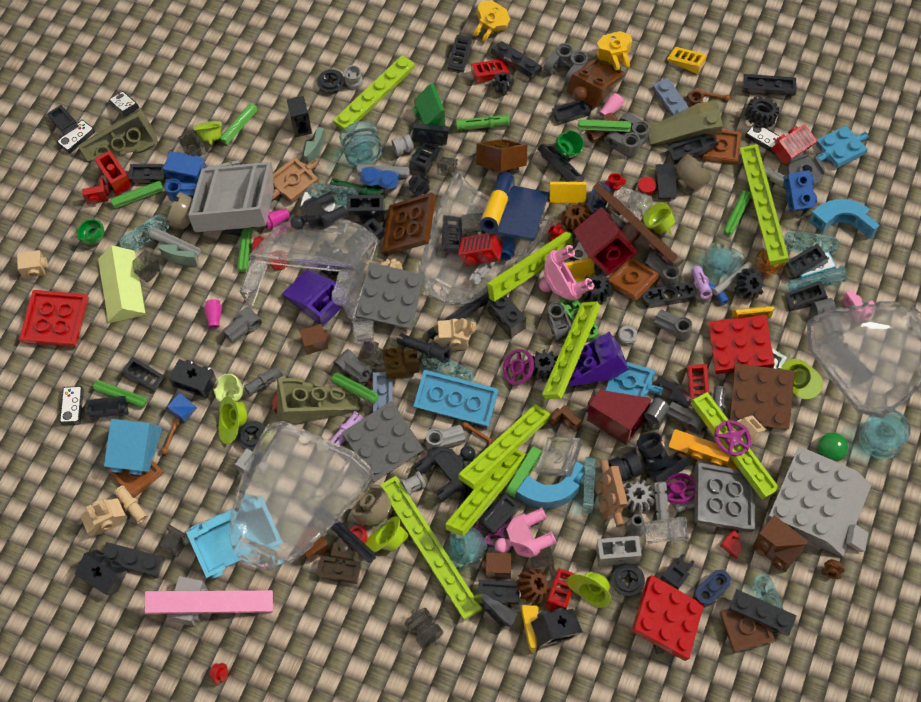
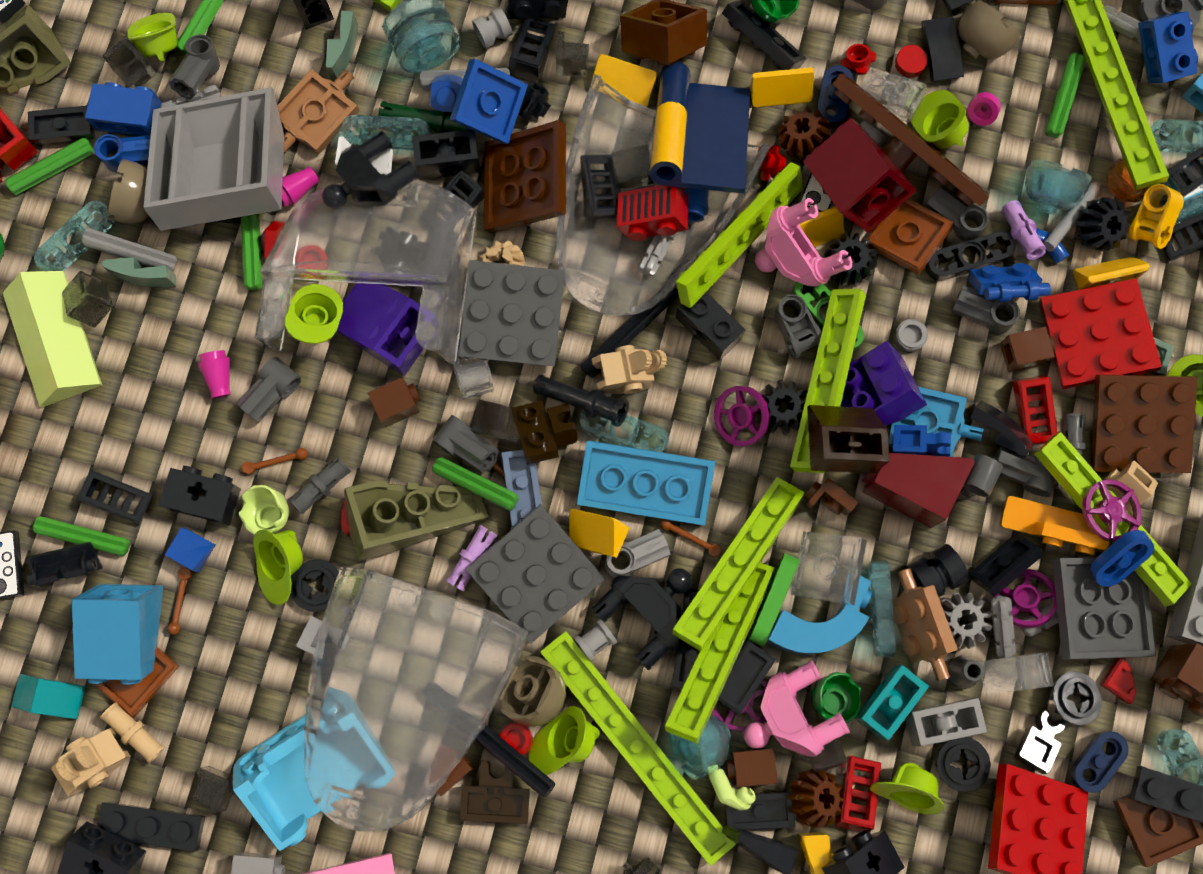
camera: 10 degrees left, 15 degrees up
(85, 479) = (48, 696): none -> teal slope
(223, 368) = (249, 468): none -> dark orange hinge
(229, 149) = (195, 67): none -> dark grey piece
(275, 283) = (314, 314): none -> lime piece
(393, 180) = (488, 101): none -> blue plate
(423, 420) = (597, 532): none -> yellow slope
(478, 179) = (627, 78): none -> yellow slope
(486, 580) = (737, 799): none -> yellowish green arm
(558, 527) = (837, 694): none -> green hair
(574, 379) = (846, 439): none -> dark brown slope
(586, 536) = (891, 702): none -> teal brick
(622, 387) = (916, 440): none -> blue plate
(652, 451) = (980, 542): black wheel -> none
(682, 309) = (1008, 282): none -> blue plate
(686, 215) = (983, 109): none -> dark pink tile
(696, 348) = (1028, 349): none -> reddish brown brick
(707, 544) = (1082, 686): none -> gear
(736, 465) = (1122, 558): none -> blue plate
(782, 280) = (1156, 218): none -> yellow piece

